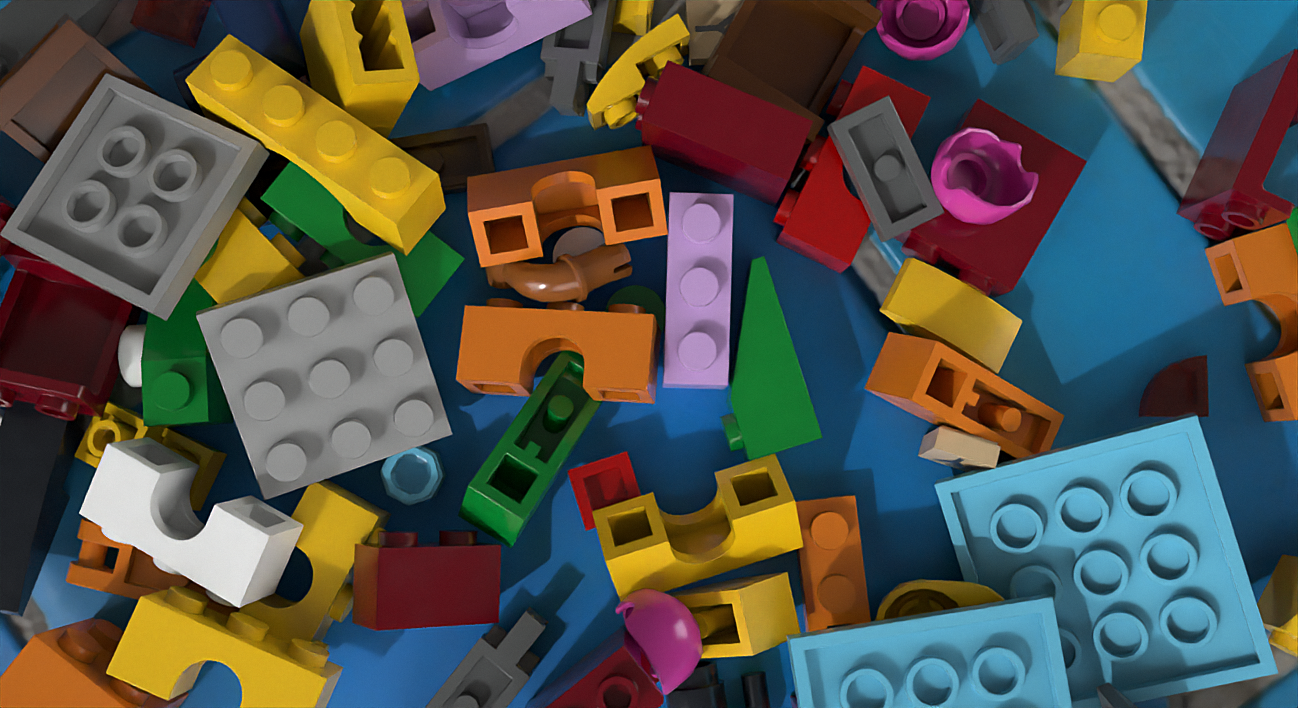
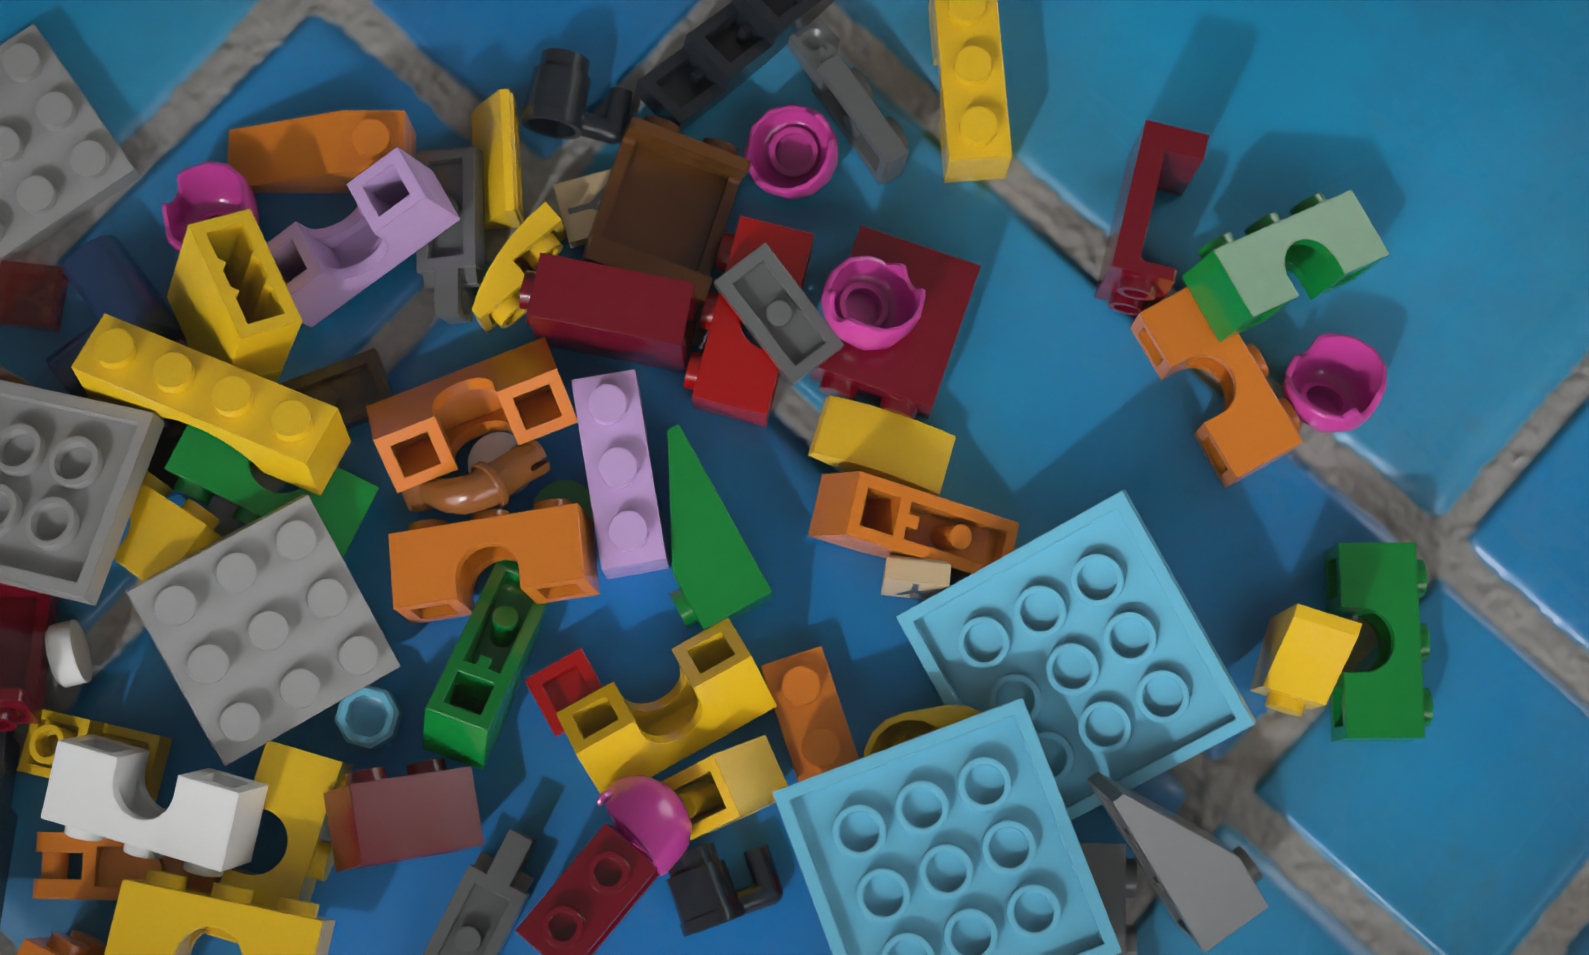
camera: 10 degrees left, 5 degrees down
(177, 367) = (115, 654): green slope -> none
(1178, 390) = (1132, 470): clear red tile -> none

